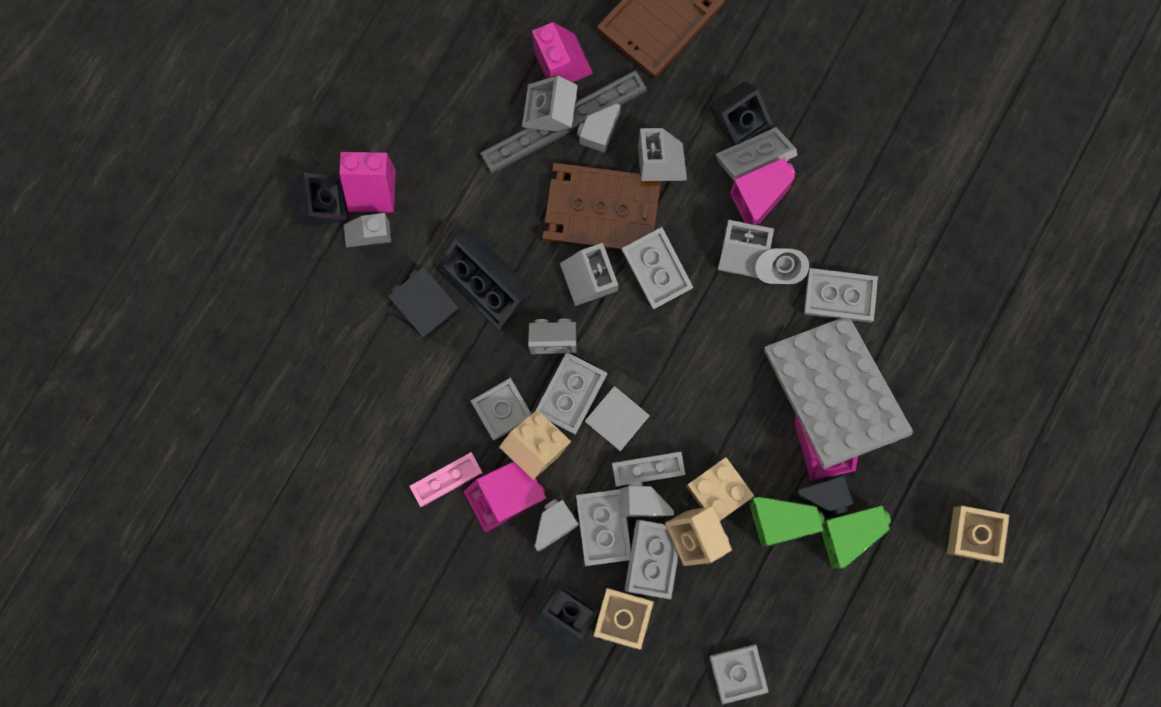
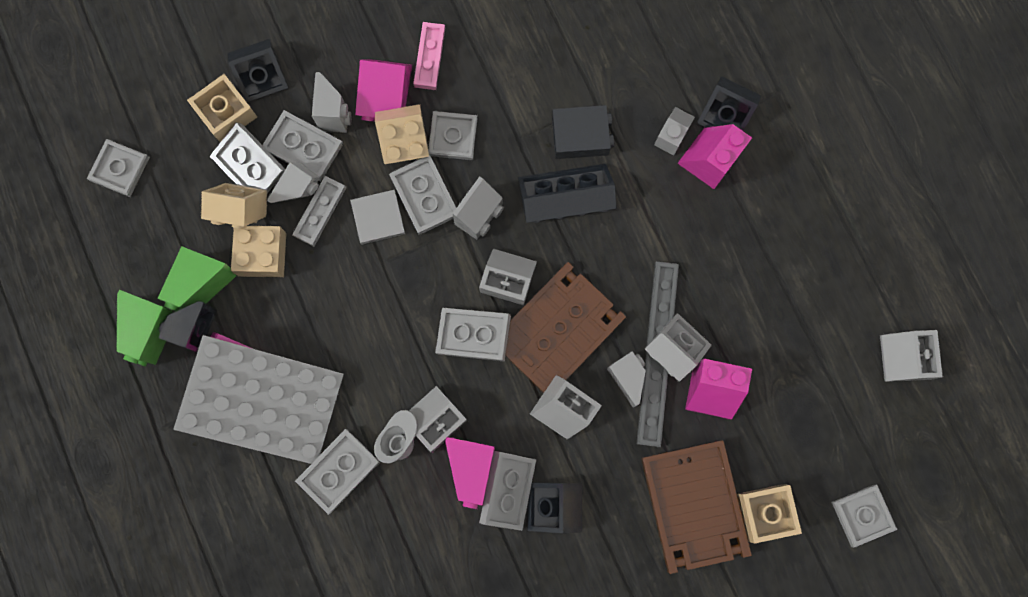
camera: 120 degrees right, 0 degrees up
(978, 534) = (63, 427): tan brick -> none

